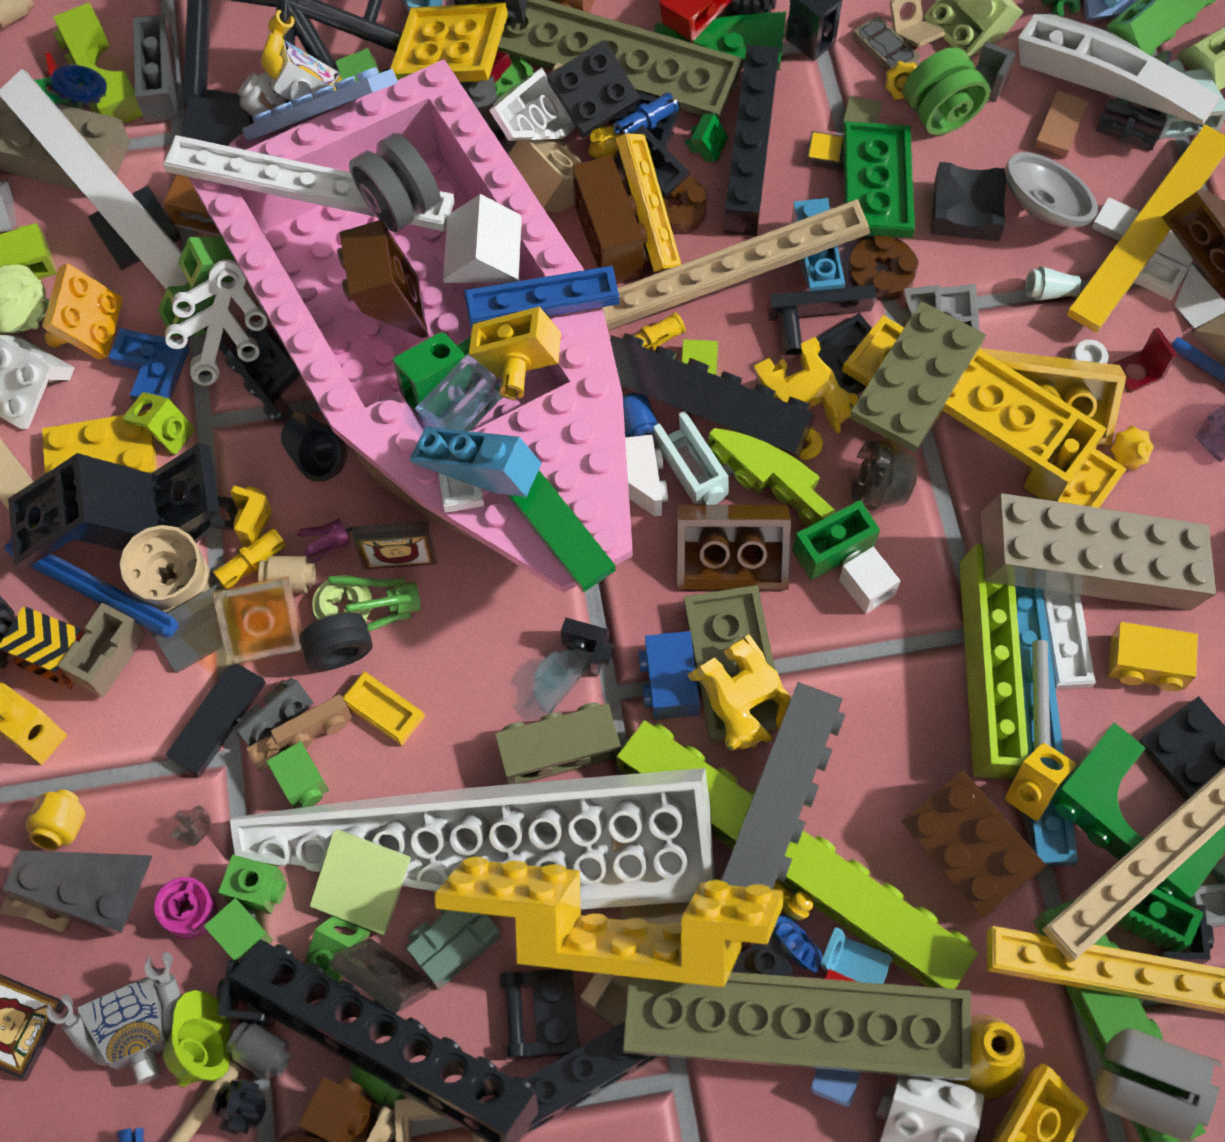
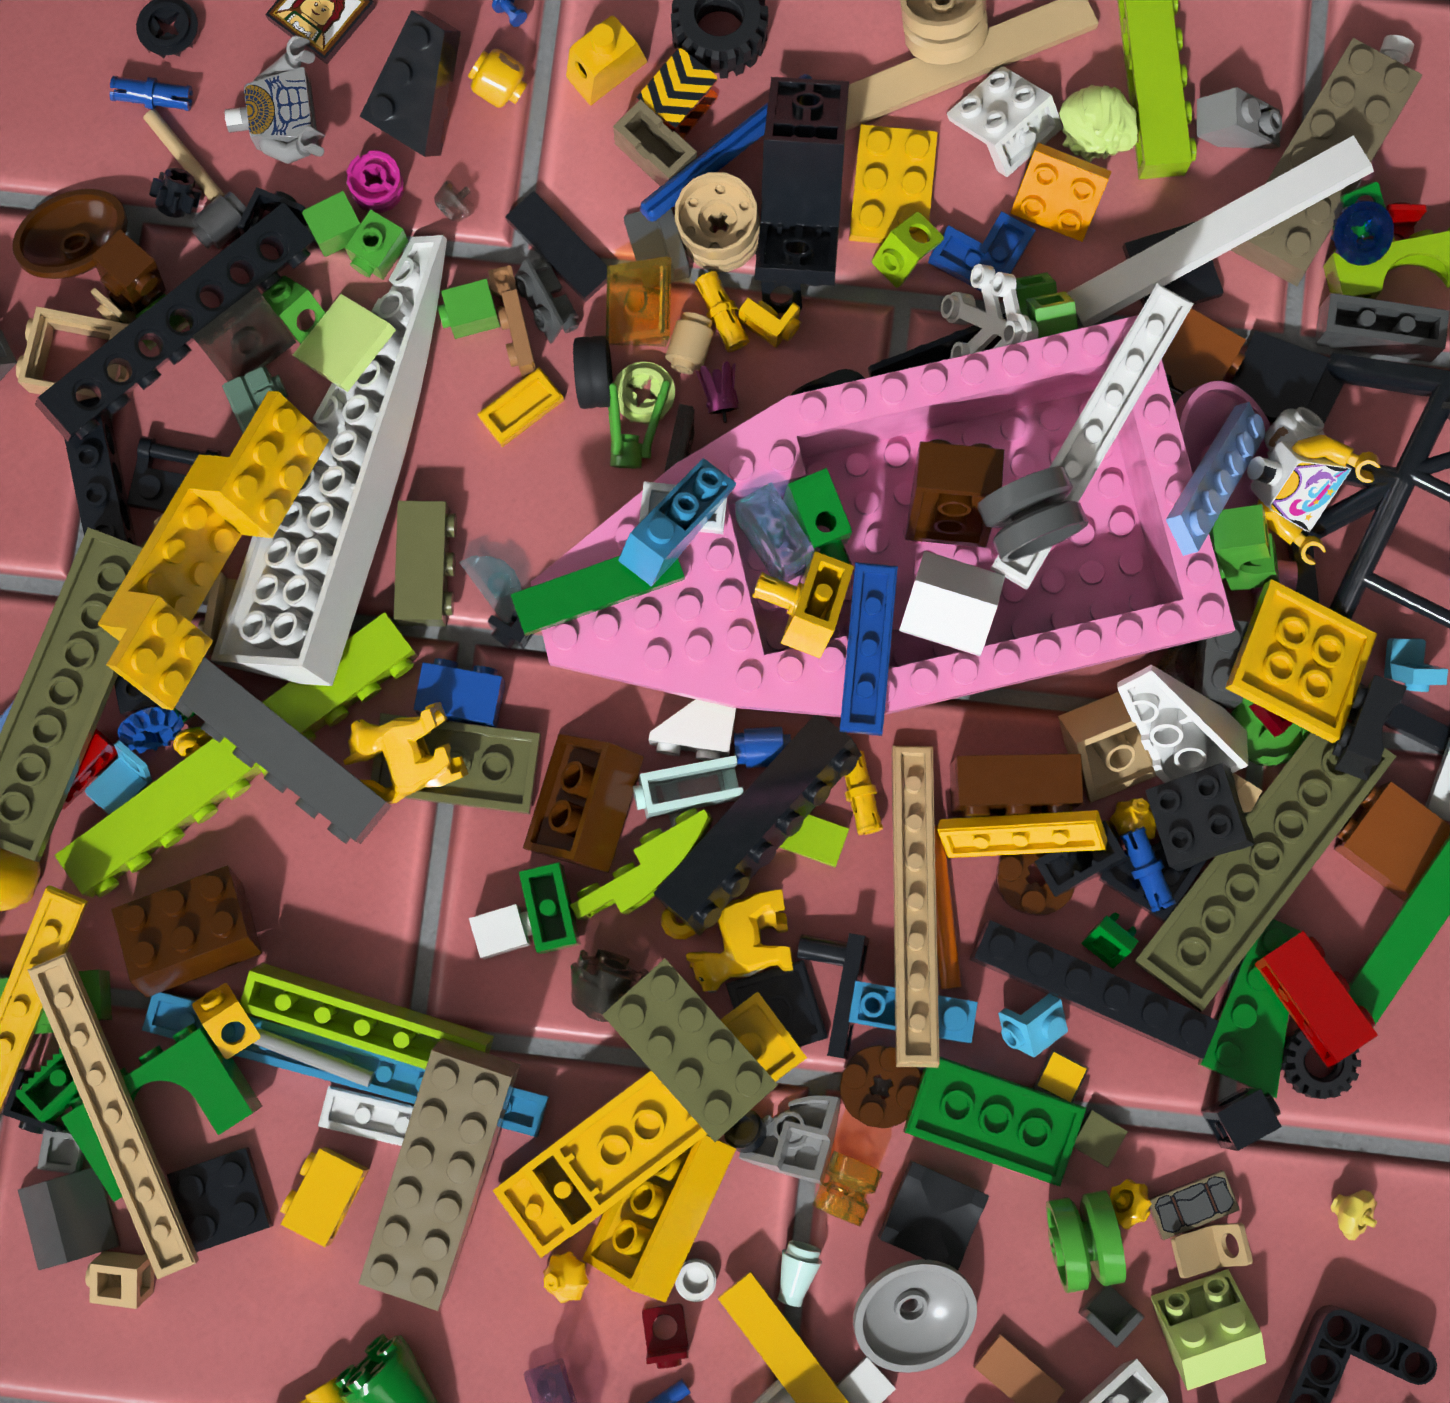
camera: 105 degrees right, 15 degrees up
(197, 1040) = (241, 166): lime piece -> none
(802, 170) = (1034, 1028): none -> medium azure bracket
(961, 261) = (845, 1173): none -> clear yellow wheel

